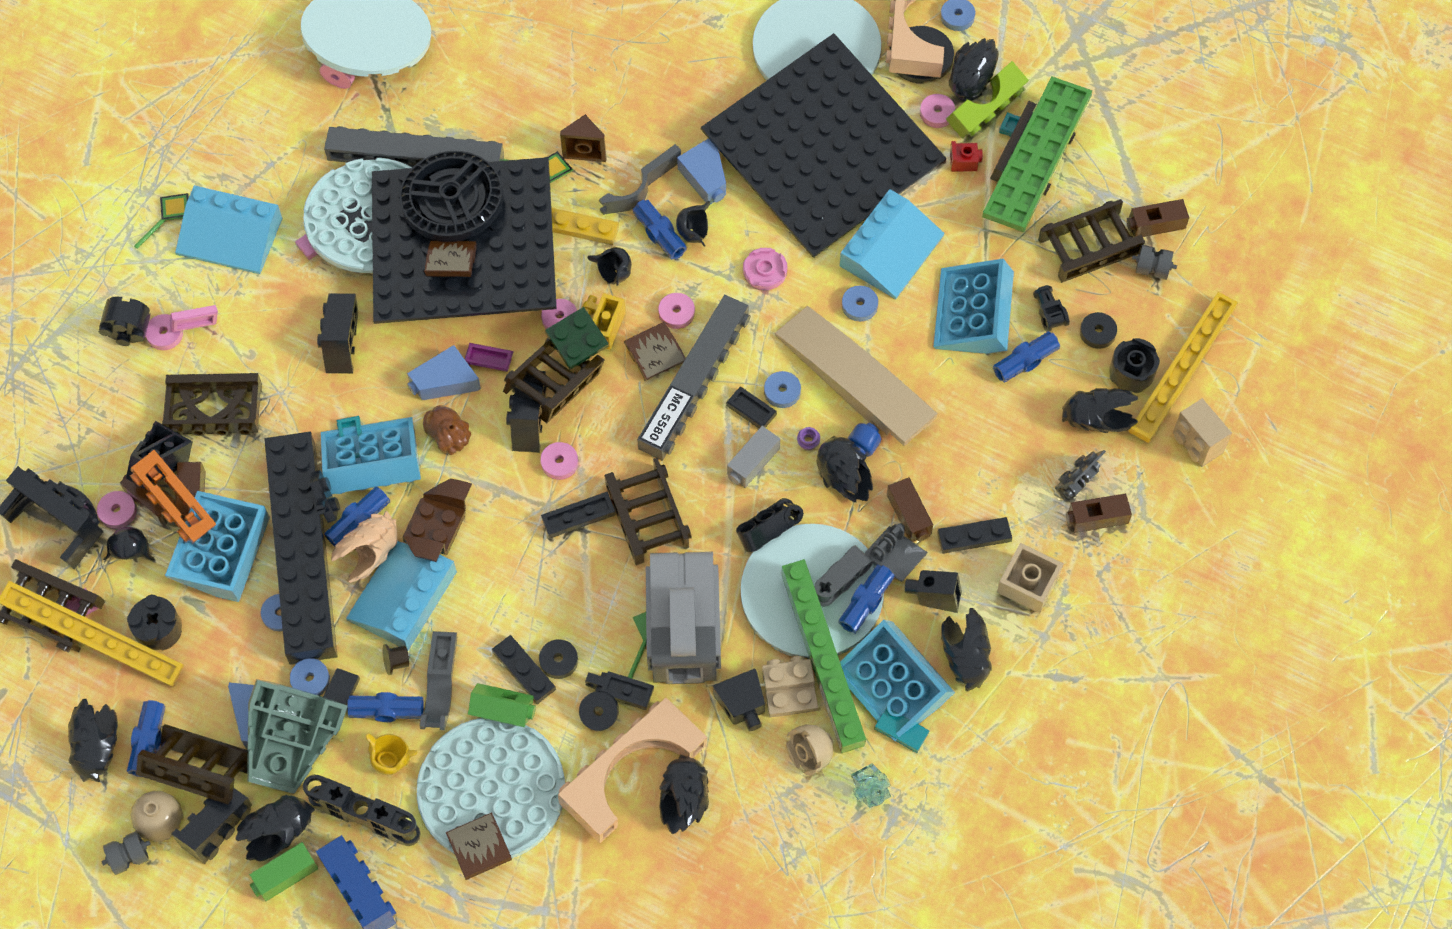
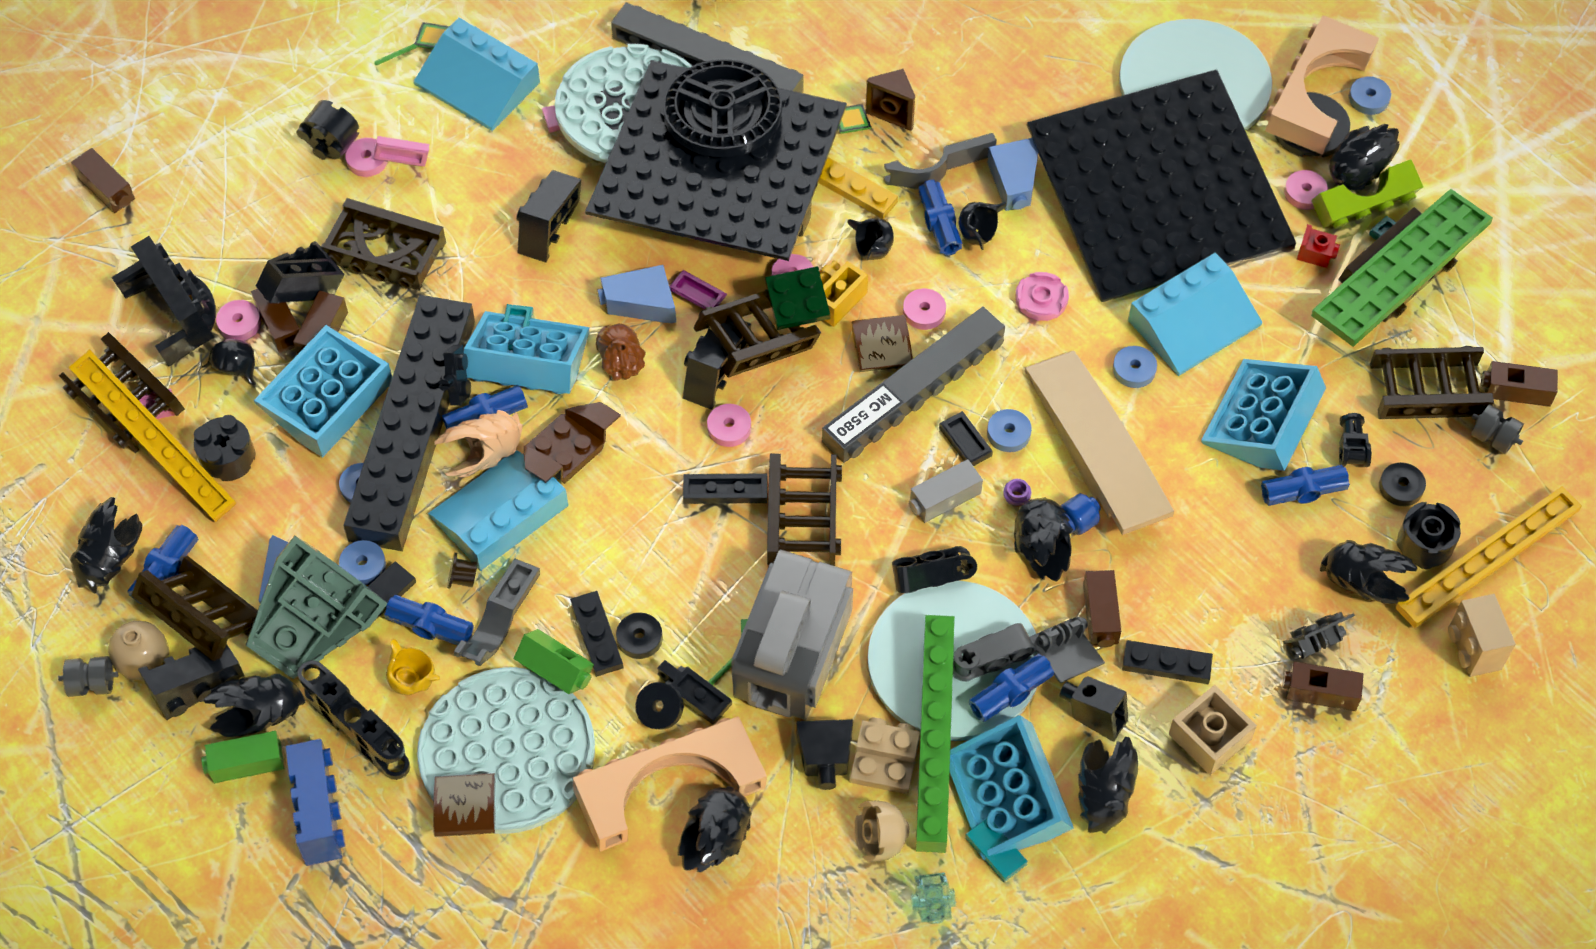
camera: 20 degrees right, 5 degrees down
(156, 495) = (276, 276): orange brick -> none
(450, 258) = (693, 171): slope -> none

